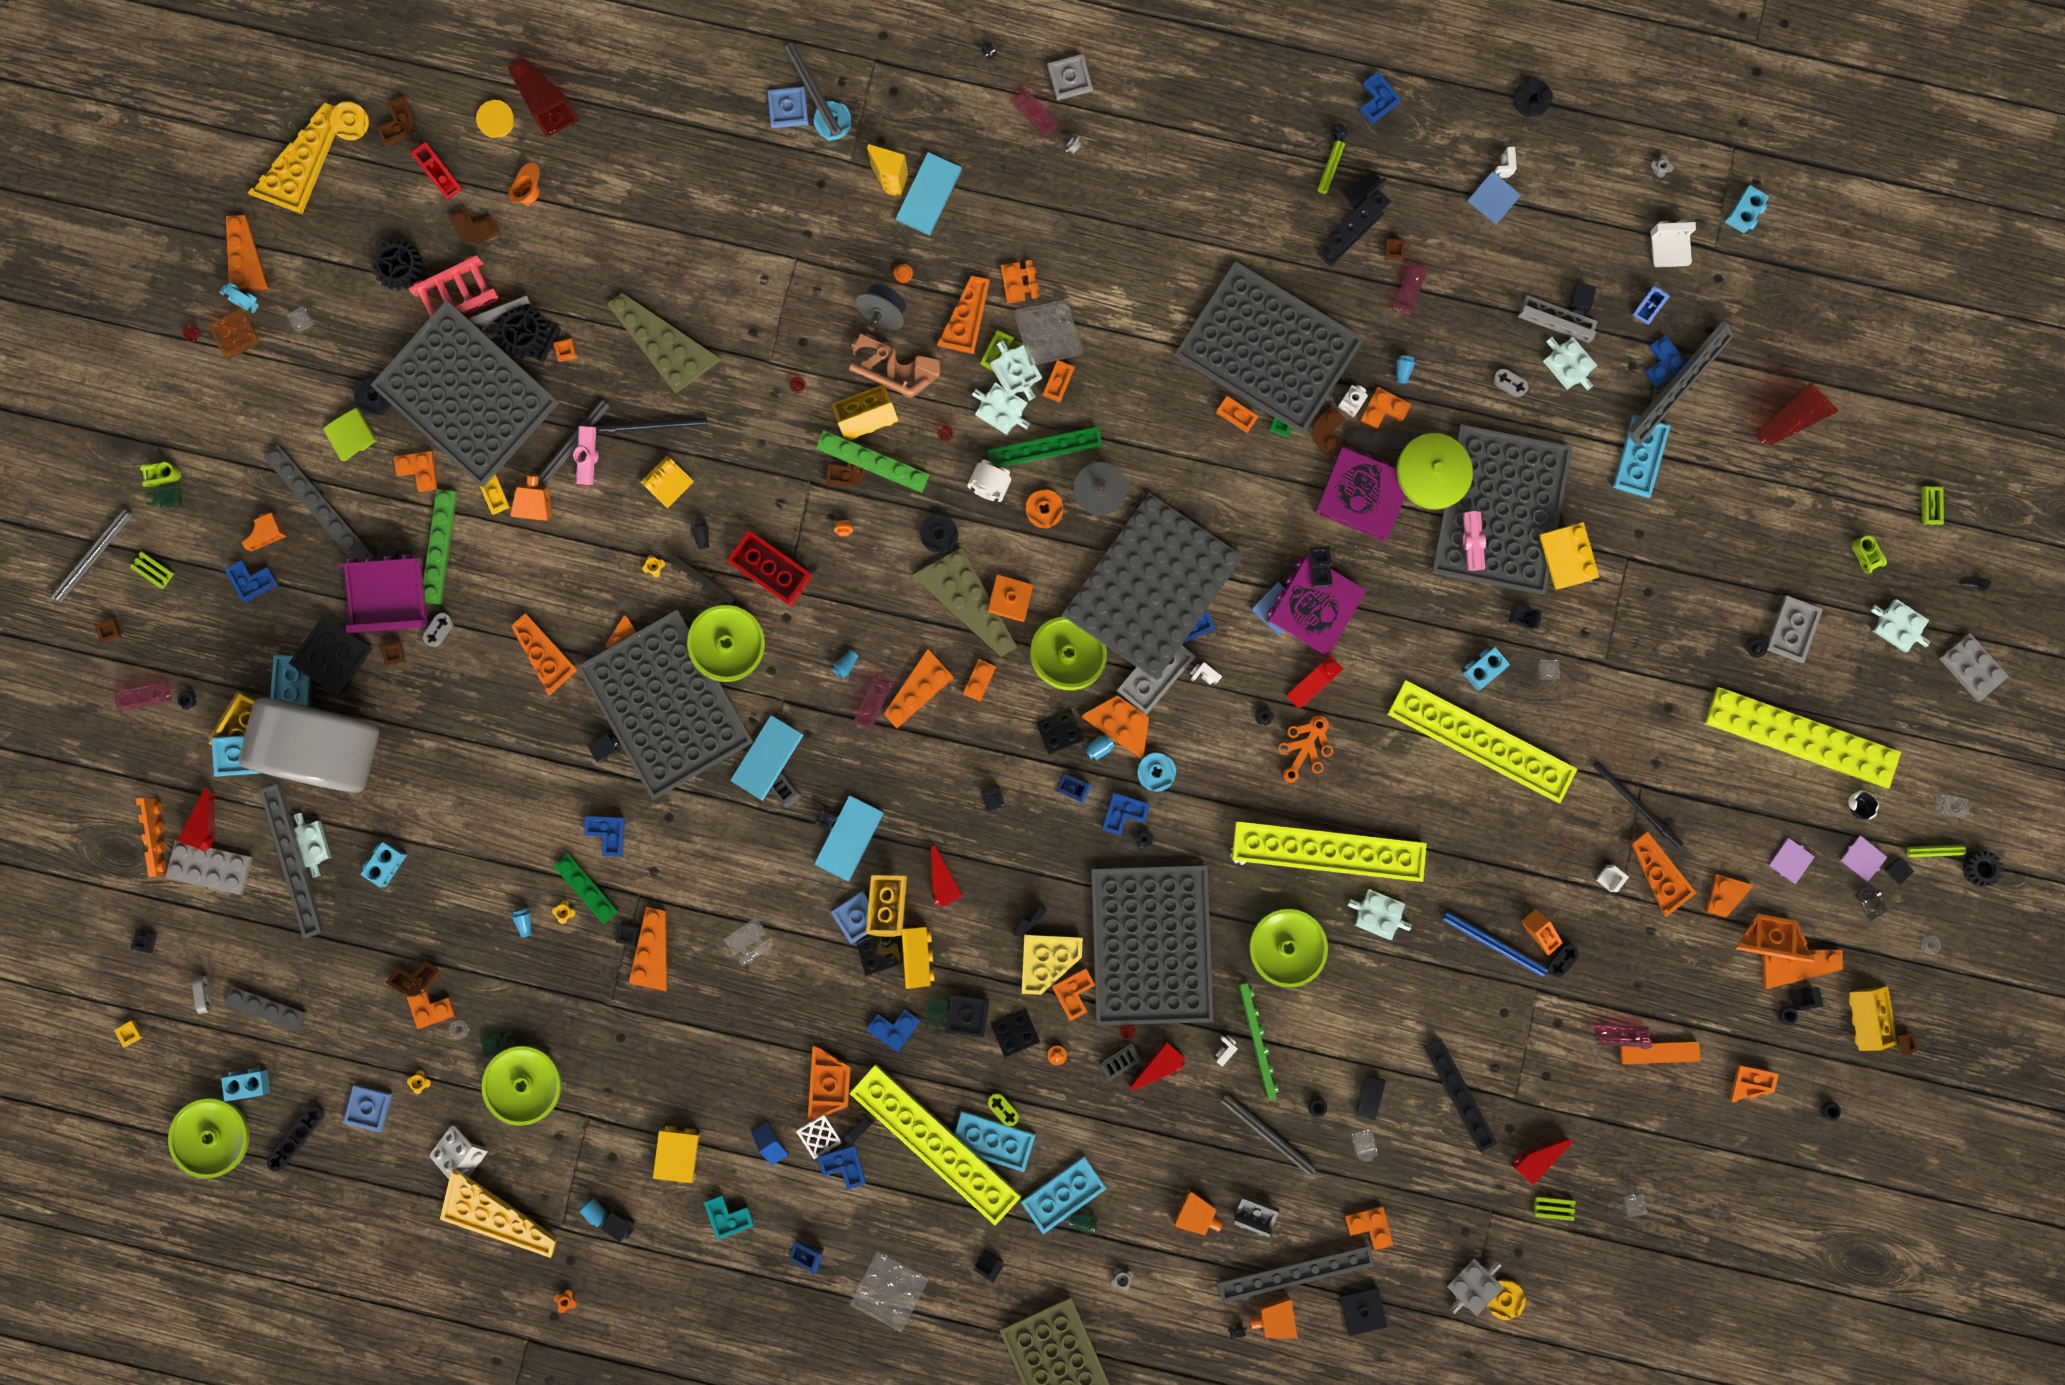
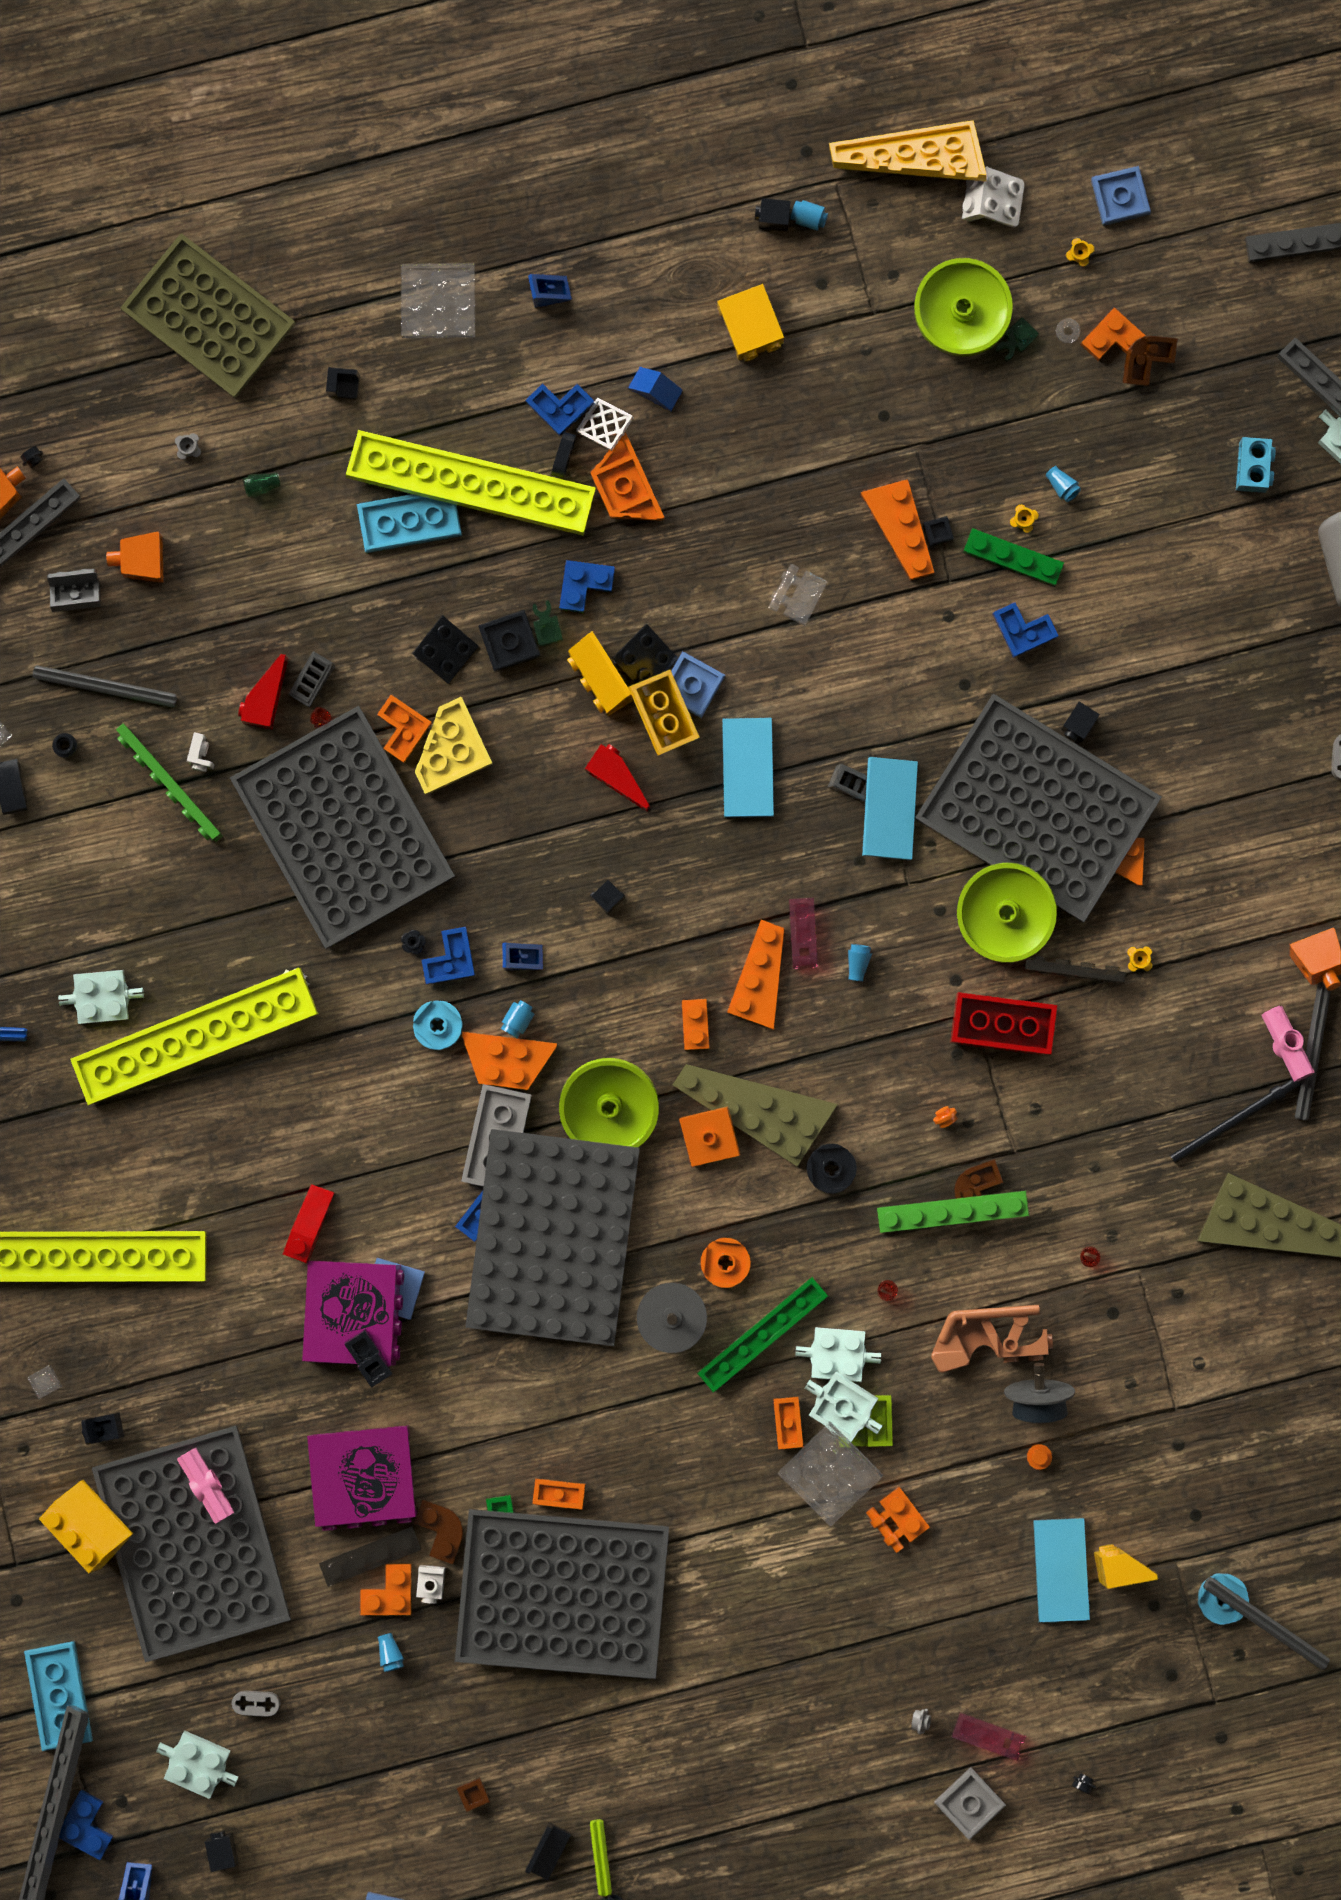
camera: 160 degrees right, 0 degrees up
(208, 1138) = (1274, 73): lime dish -> none
(246, 1086) = (1264, 146): medium azure brick -> none
(294, 1137) = (1182, 123): black beam -> none
(547, 659) = (1202, 789): orange wing -> none
(567, 1295) = (787, 113): orange plate -> none
(667, 481) = (1178, 1064): yellow hinge -> none
(701, 534) = (1105, 1023): black cone -> none
(723, 1221) = (655, 279): teal plate -> none
(788, 107) = (1285, 1587): medium blue tile -> none
(825, 820) = (785, 773): black wheel -> none
(864, 412) = (994, 1265): yellow slope -> none
(965, 323) = (934, 1434): orange wing -> none
(989, 481) = (804, 1259): white brick -> none
(1007, 1106) = (417, 554): lime beam -> none
(1026, 925) = (496, 774): black slope -> none
(1057, 1055) = (386, 650): orange tile -> none
(1060, 732) = (571, 1013): black hinge -> none
(1063, 1194) = (300, 503): medium azure tile -> none
(1208, 673) = (434, 1165): white bracket -> none
(1259, 716) = (353, 1154): black plate -> none
(1288, 948) = (185, 903): lime dish -> none
(1307, 745) = (280, 1145): orange plant -> none
(1354, 227) = (534, 1791): black fence -> none
(1410, 289) = (431, 1755): clear pink plate -> none
(1434, 471) = (292, 1544): lime dish -> none
(1488, 672) = (112, 1340): medium azure brick -> none
(1555, 322) = (234, 1804): light grey fence -> none

